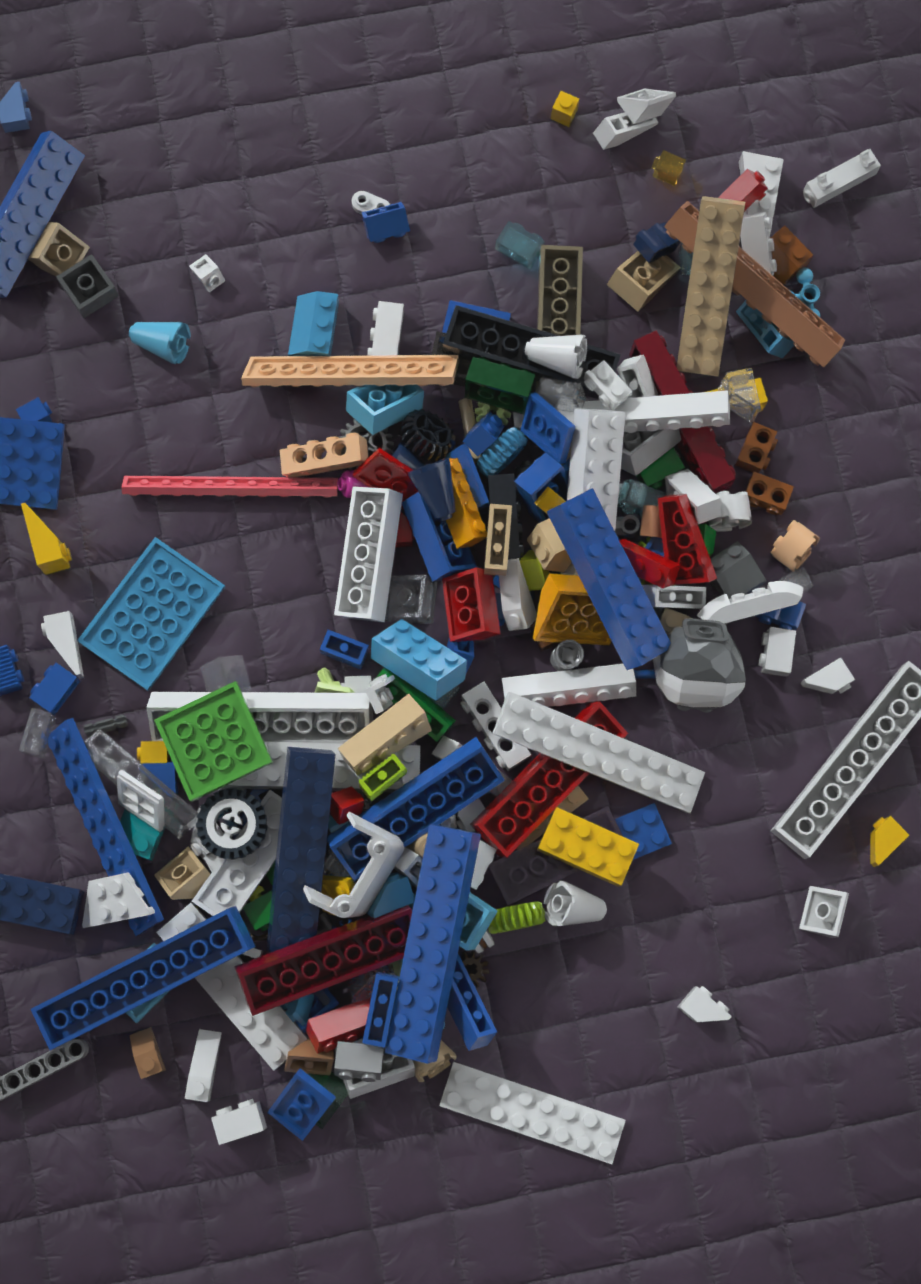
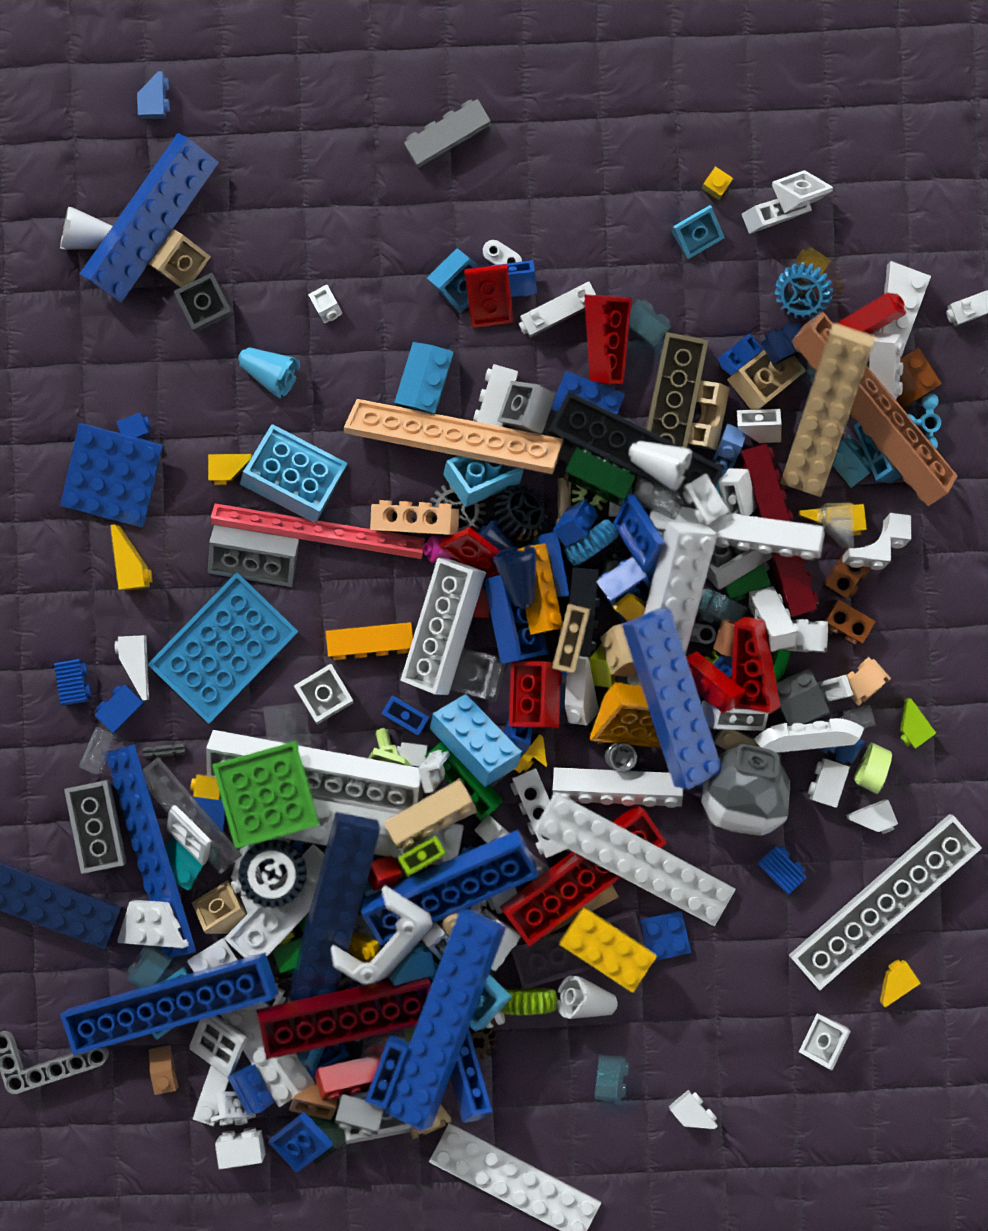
camera: 15 degrees right, 10 degrees up
(44, 810) = (95, 826): none -> light grey brick
(120, 945) = (150, 966): none -> clear light blue brick
(132, 437) = (226, 467): none -> yellow slope
(169, 518) = (252, 555): none -> light grey slope
(197, 435) = (293, 473): none -> medium azure slope
(200, 1014) = (218, 1044): none -> white piece
(227, 1080) = (230, 1110): none -> white bracket
(241, 1056) = (251, 1089): none -> blue brick
(259, 641) = (323, 694): none -> white brick
(297, 583) = (369, 639): none -> light orange brick
(301, 101) = (447, 133): none -> light grey brick
(333, 232) = (451, 281): none -> dark azure slope
(364, 238) = (489, 296): none -> red tile
(417, 331) = (526, 407): none -> light grey brick
(433, 244) = (555, 311): none -> white brick
(480, 666) = (535, 750): none -> yellow slope
(484, 257) = (607, 336): none -> red wedge
(554, 154) = (698, 232): none -> medium azure slope
(597, 304) = (713, 403): none -> tan arch
(612, 985) = (609, 1078): none -> clear light blue brick
(614, 257) = (740, 354): none -> blue brick
(622, 342) = (729, 447): none -> medium blue slope
(647, 318) = (760, 424): none -> white slope
(653, 205) = (795, 277): none -> dark azure gear
(740, 344) = (851, 461): none -> medium azure bracket
(747, 744) = (781, 869): none -> blue brick
(768, 555) = (835, 688): none -> white tile
(795, 402) = (894, 534): none -> white arch
(819, 628) = (873, 768): none -> yellowish green beam
(851, 582) = (914, 725): none -> lime slope

